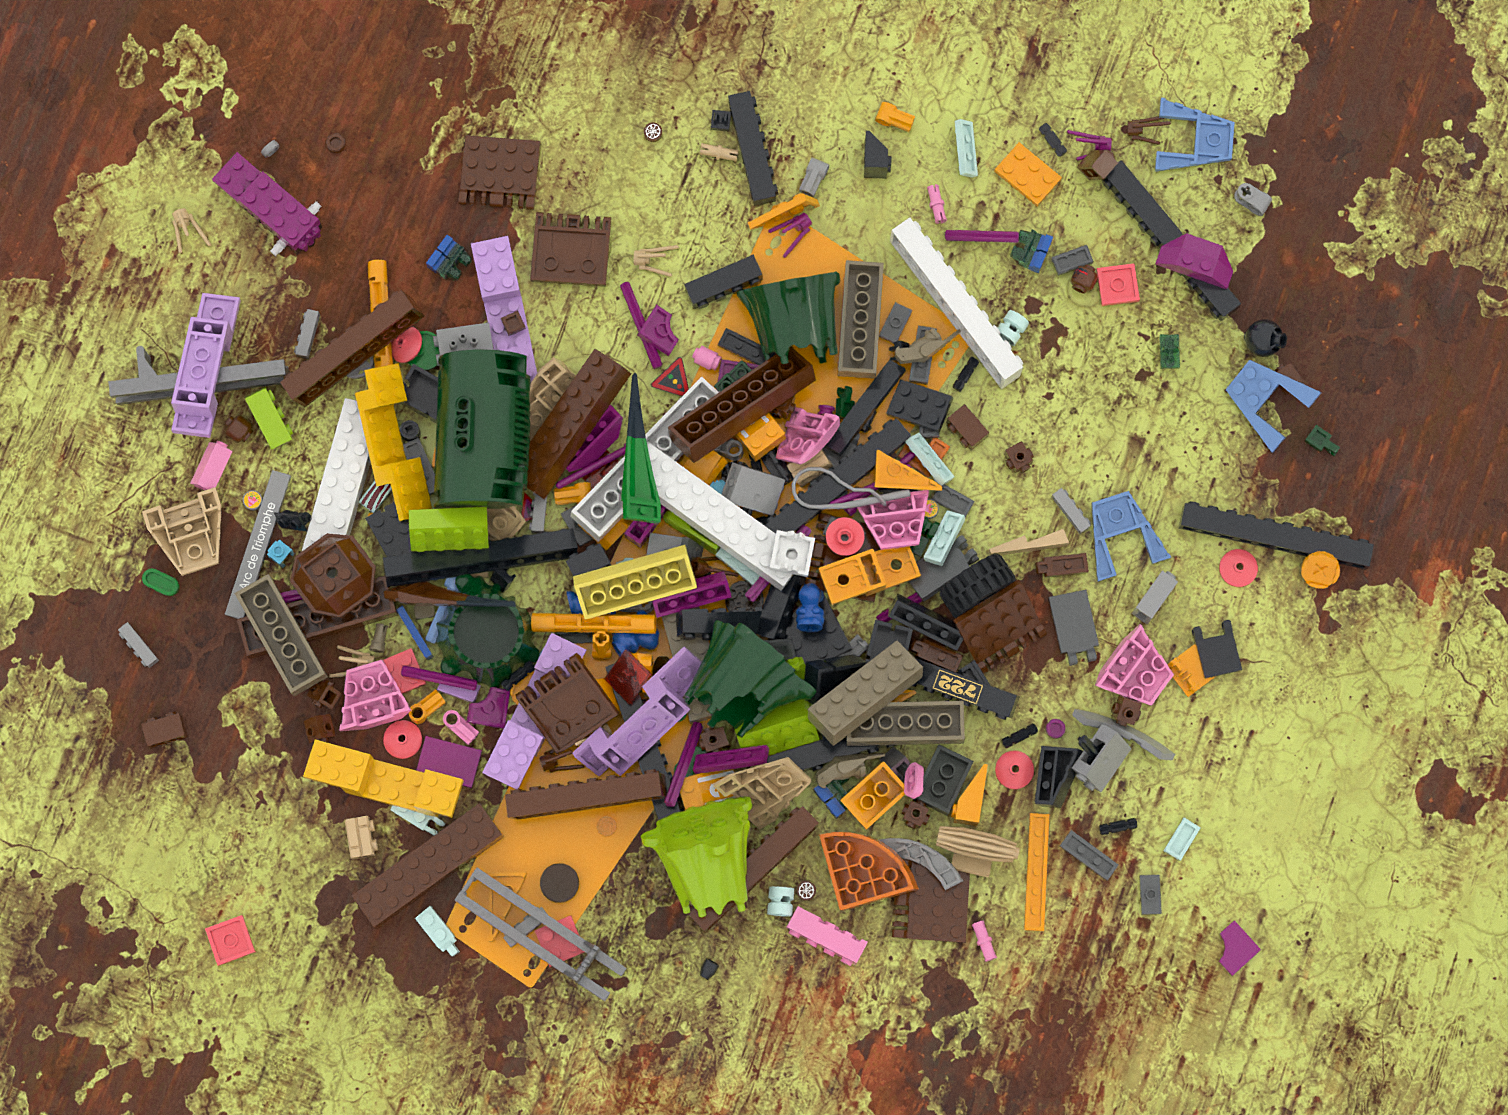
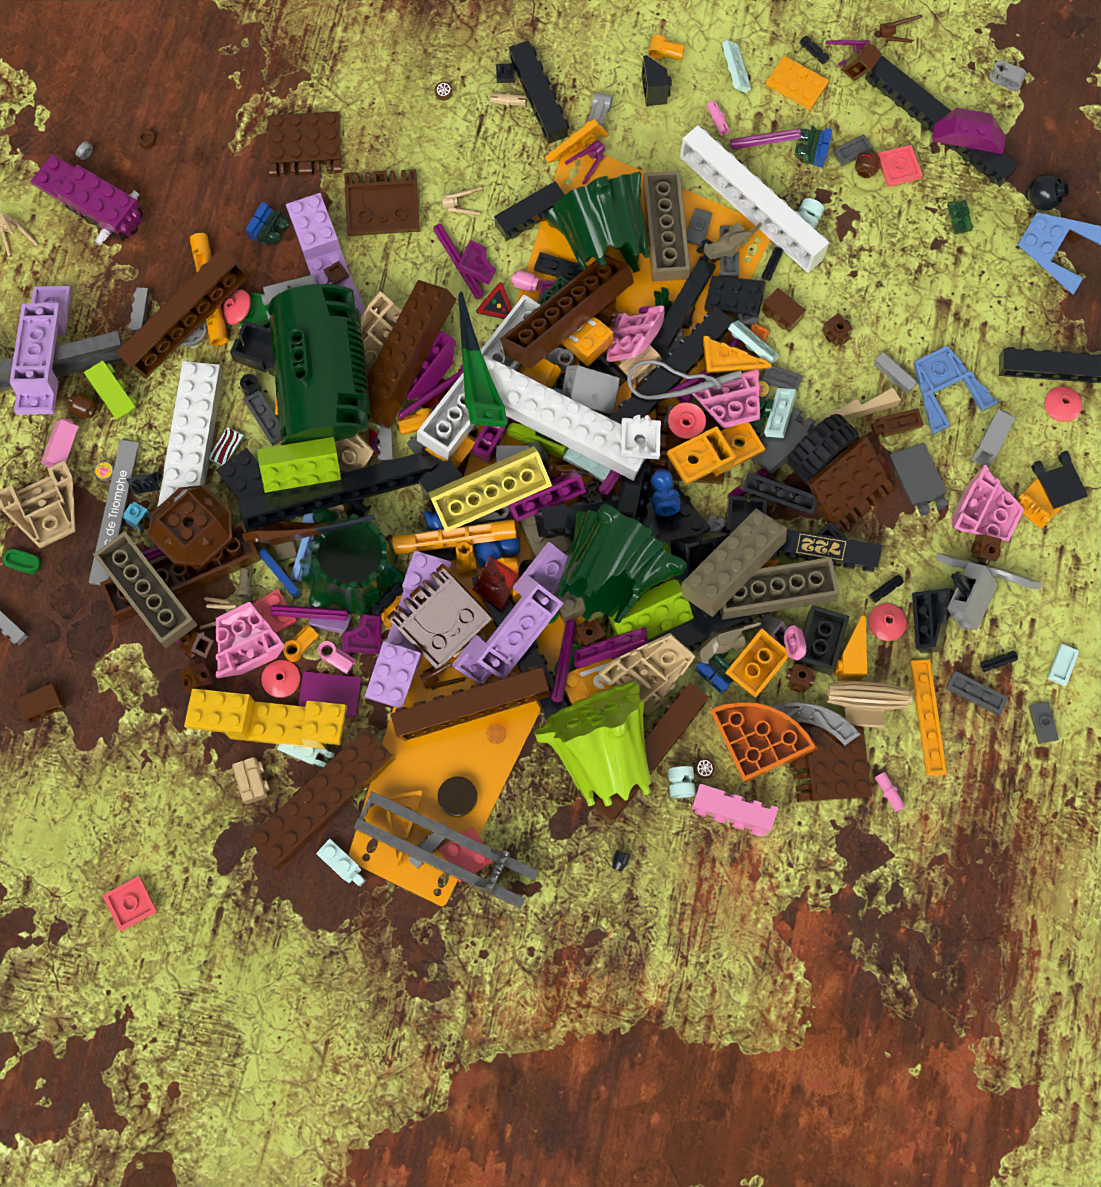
camera: 10 degrees left, 5 degrees down
(385, 441) = (223, 389): yellow bracket -> none
(936, 654) = (794, 521): reddish brown hinge -> none
(1055, 728) = (919, 577): magenta tile -> none
(1212, 138) = (959, 27): medium blue wing -> none

